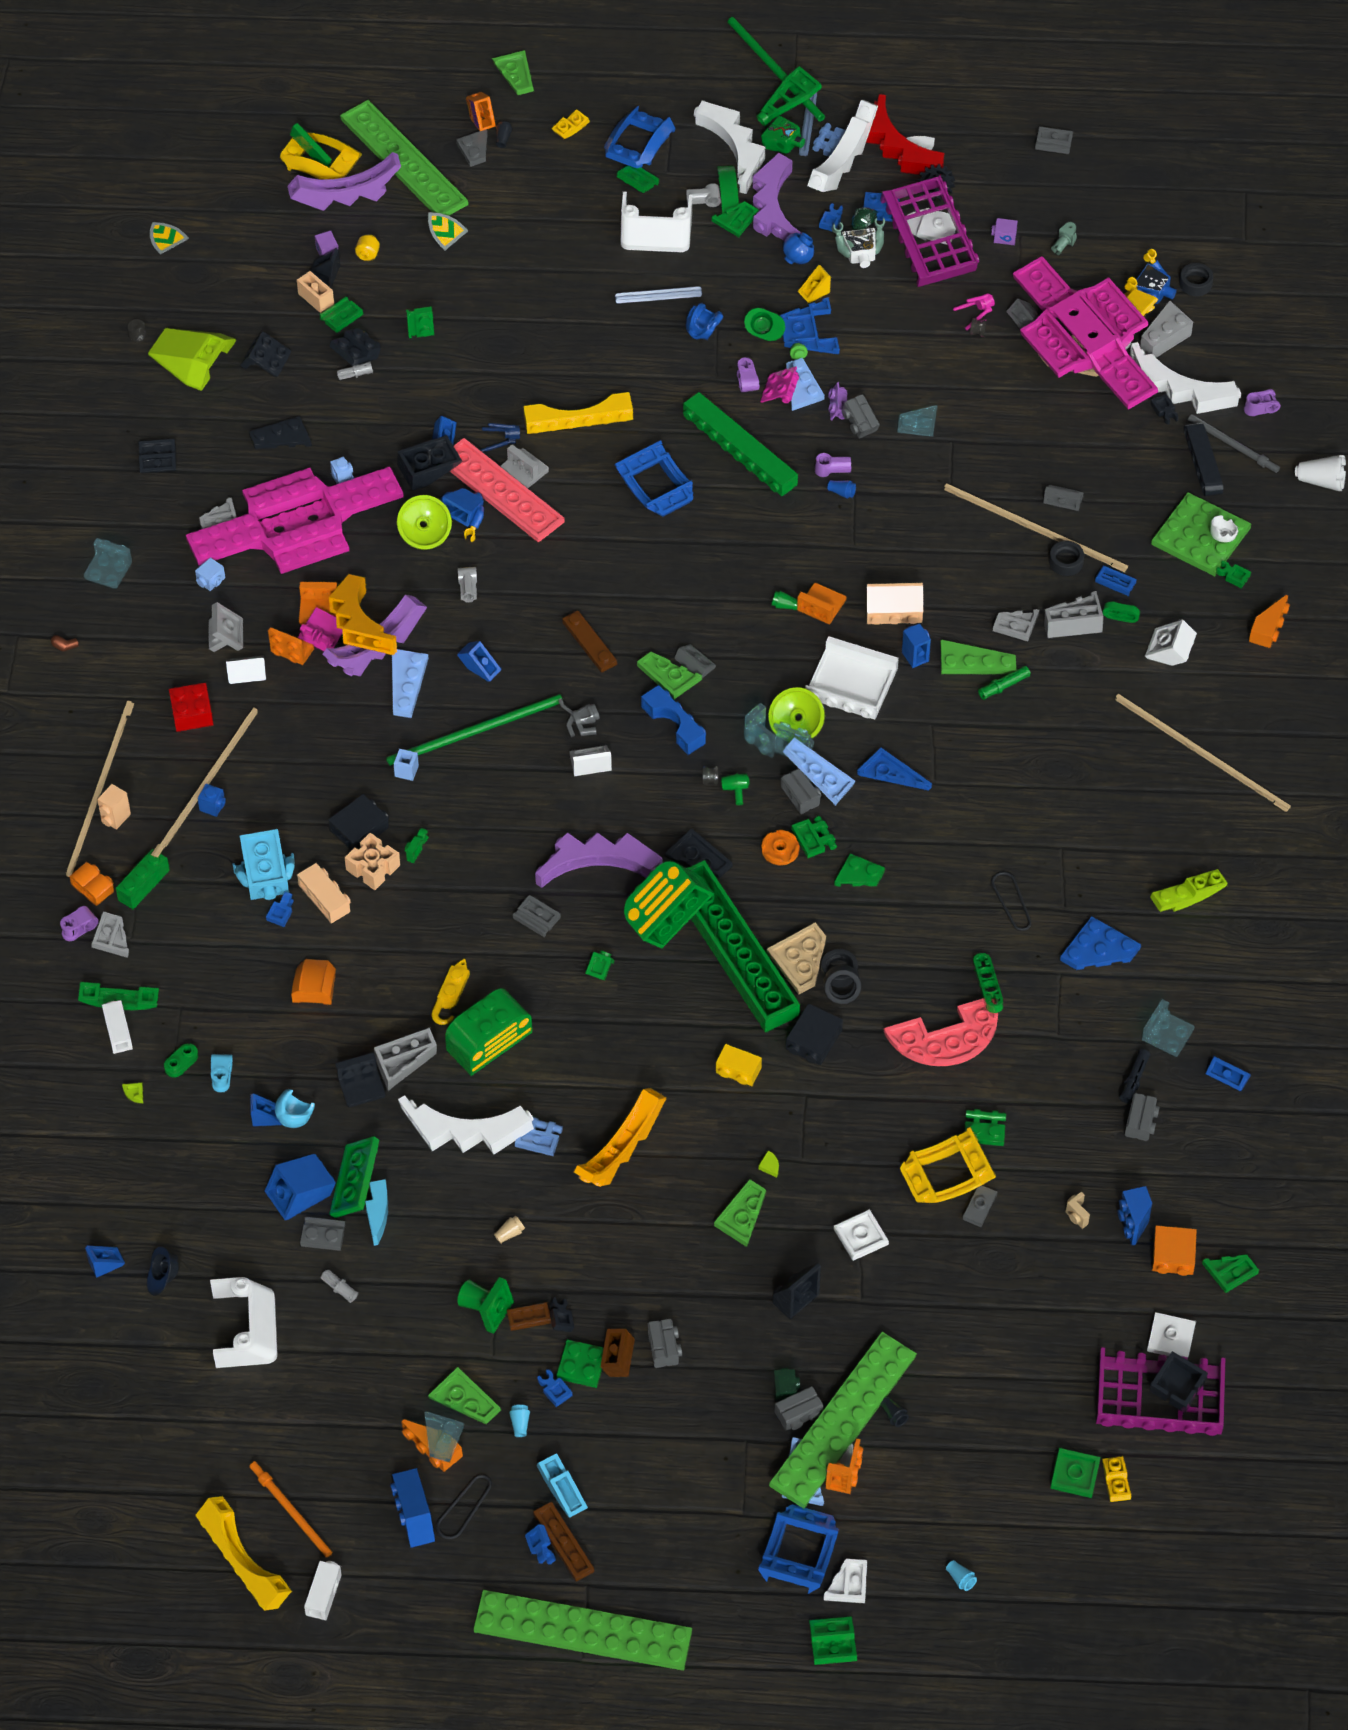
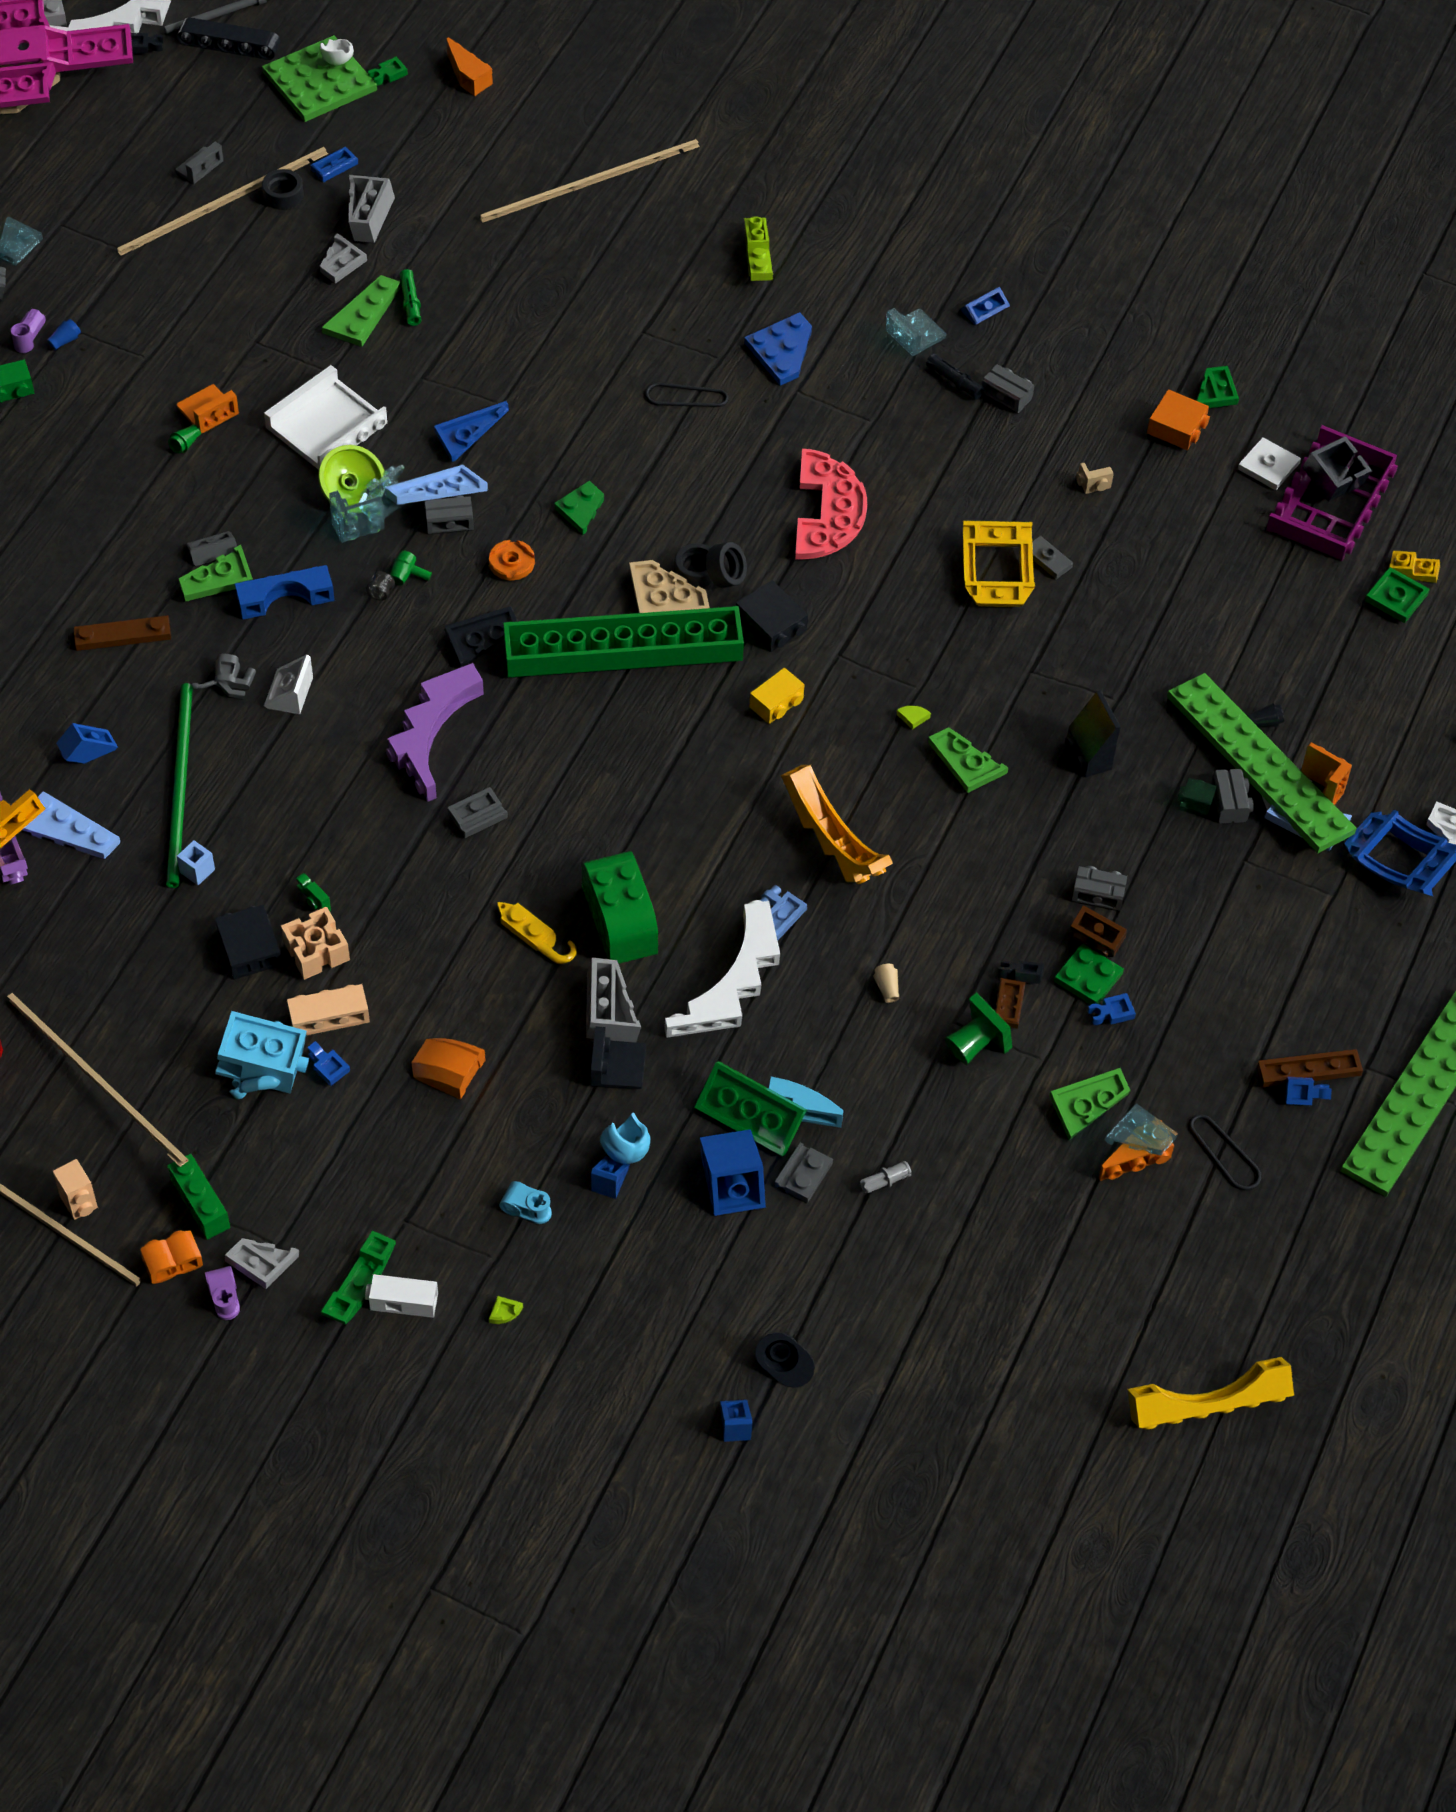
camera: 70 degrees left, 0 degrees up
(182, 1059) = (483, 1242): green plate -> none
(211, 800) = (125, 1080): blue brick -> none
(260, 1343) = (933, 1283): white windscreen -> none
(266, 1480) = (1114, 1341): orange bar -> none
(323, 1590) = (1285, 1326): white brick -> none
(413, 1507) = (1214, 1196): blue wedge -> none
(519, 1417) = (1140, 1057): medium azure cone -> none
(562, 1485) = (1238, 1045): medium azure slope -> none
(599, 965) = (578, 775): green bracket -> none
(665, 902) = (545, 671): green brick -> none
(808, 838) = (514, 526): green plate -> none
(861, 1235) = (1040, 667): white plate -> none
(894, 603) = (256, 343): slope -> none
(916, 645) = (323, 344): blue brick -> none
(987, 1133) = (954, 526): green plate -> none
(990, 982) = (758, 446): green beam -> none
(1121, 612) = (384, 168): green plate -> none
(1135, 1212) = (1128, 430): blue slope -> none
(1171, 643) = (445, 149): white slope -> none

